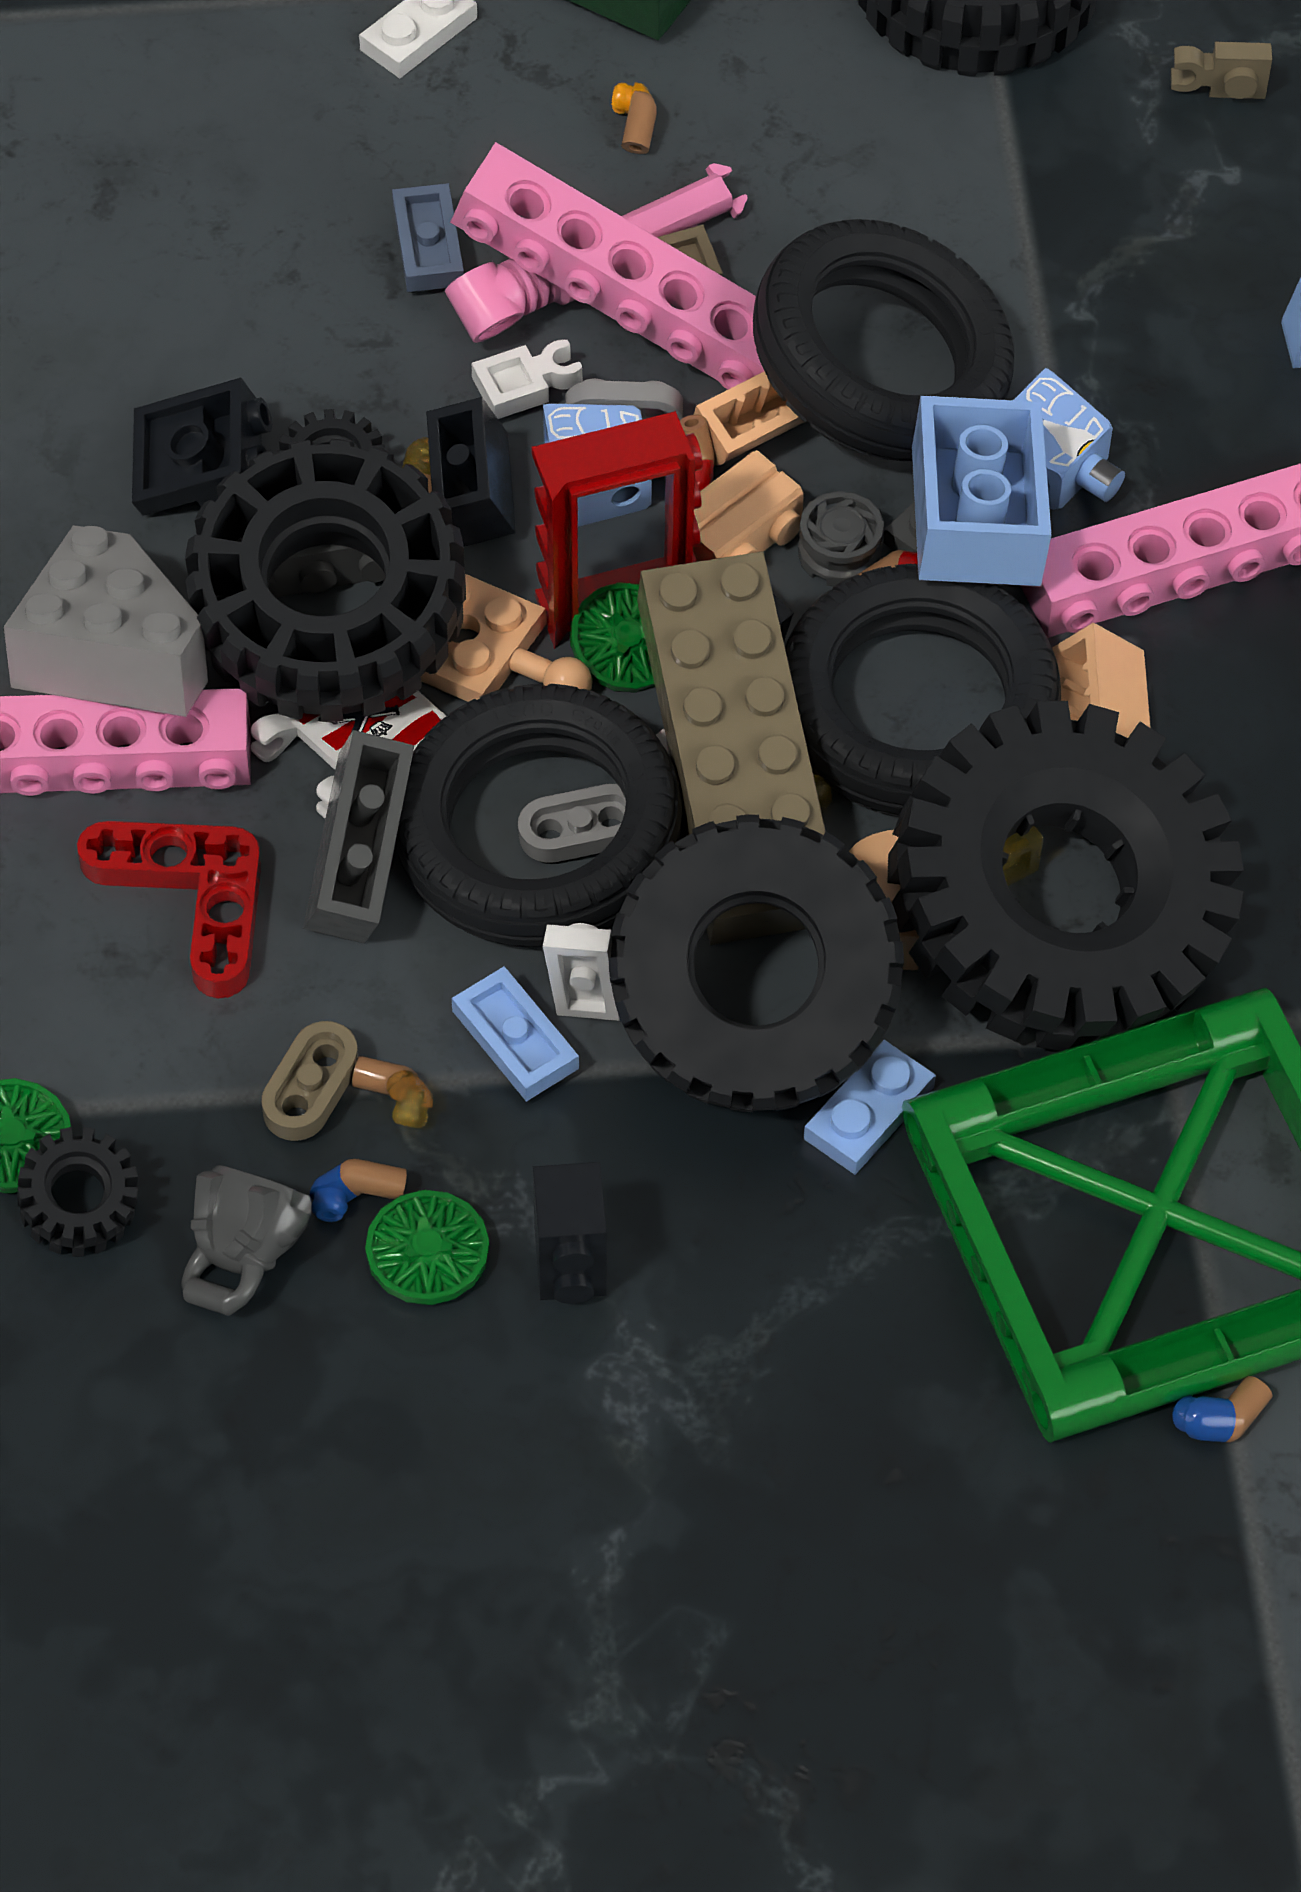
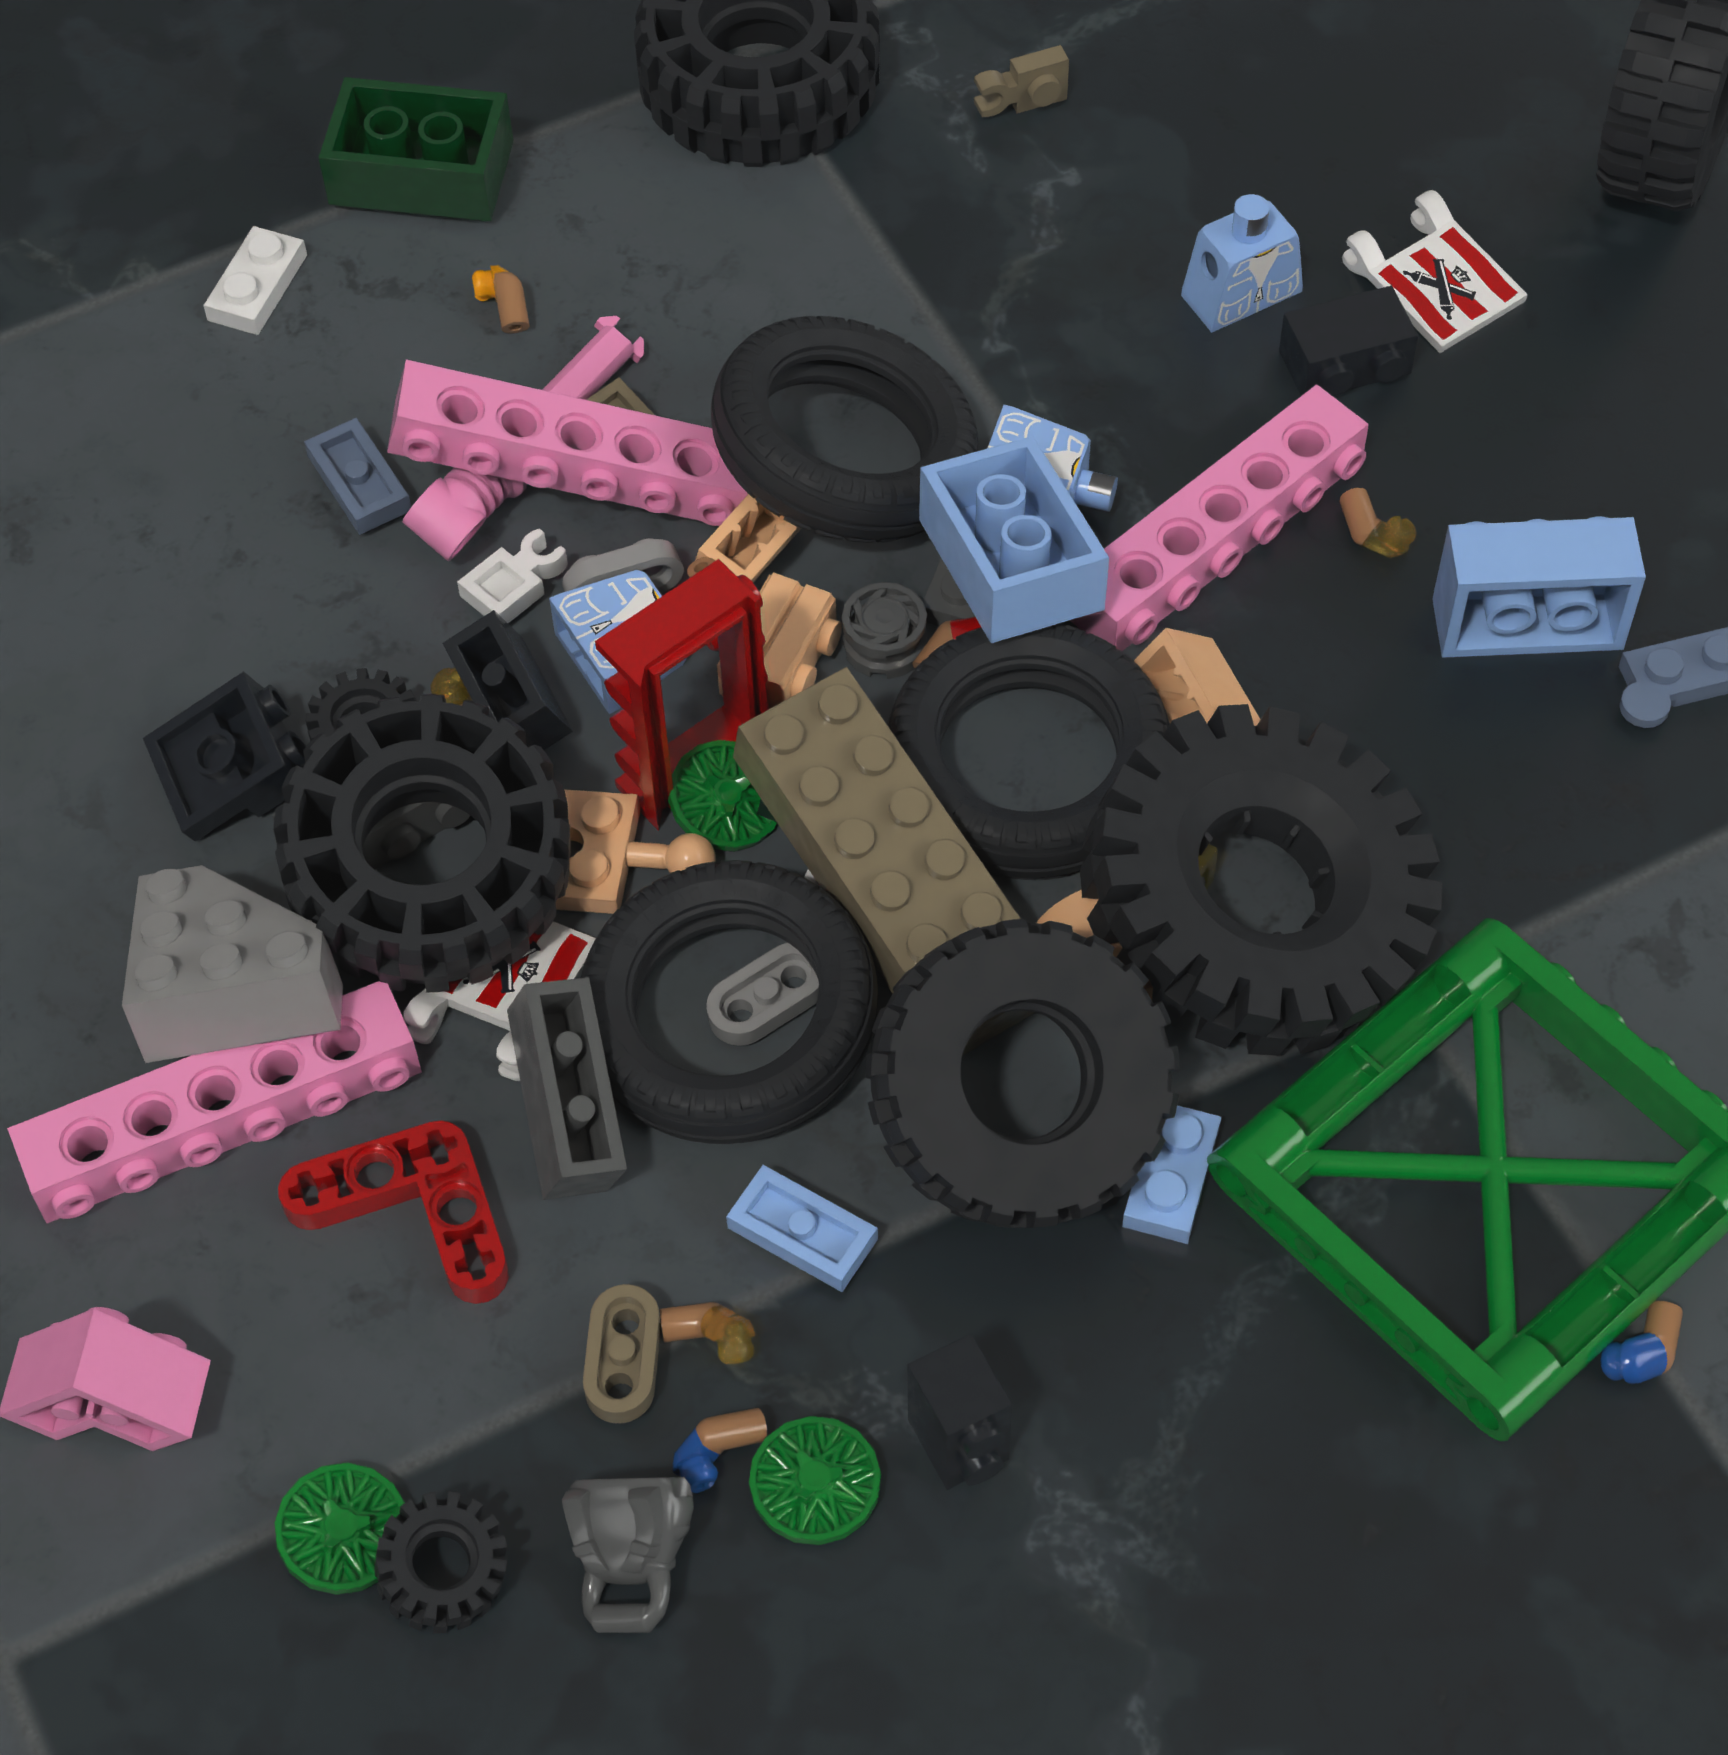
camera: 20 degrees left, 0 degrees up
(579, 970) = (849, 1141): white plate -> none

